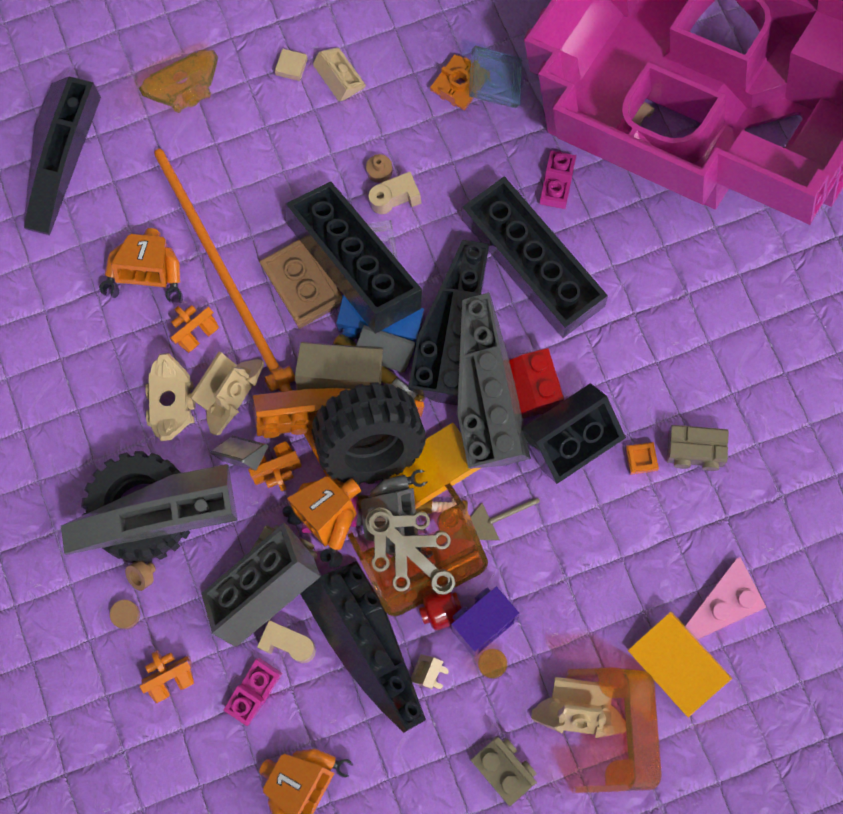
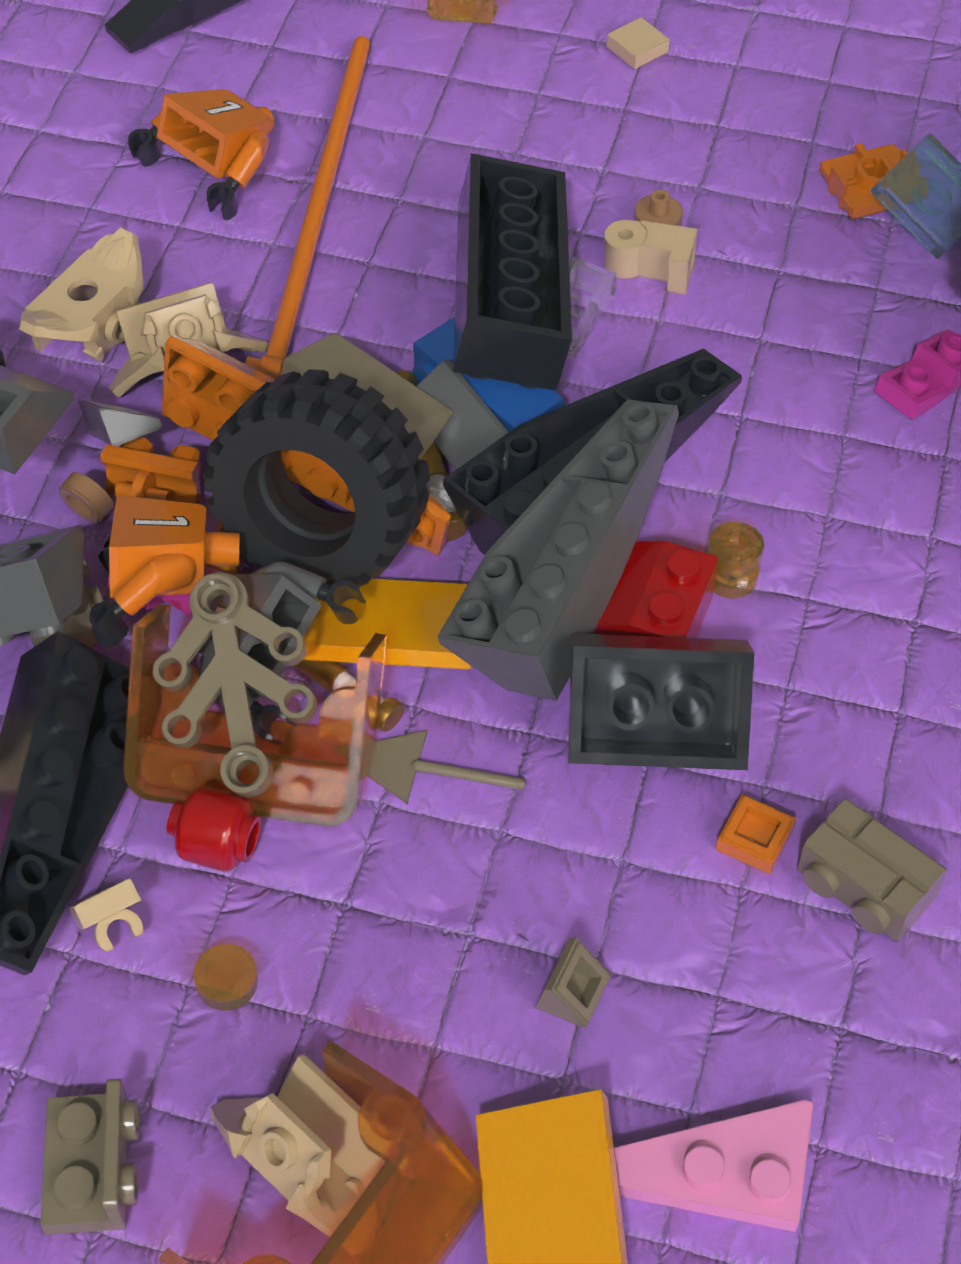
camera: 30 degrees right, 20 degrees down
(203, 320) = (208, 239): orange hips -> none
(256, 498) = (86, 497): none -> medium nougat tile
(301, 283) = (409, 285): medium nougat tile -> none
(338, 73) = (697, 85): tan slope -> none
(484, 620) = (261, 882): dark purple brick -> none
(534, 257) = (803, 441): black brick -> none
(544, 340) = (740, 555): none -> clear yellow wheel
(621, 572) = (574, 985): none -> dark tan slope

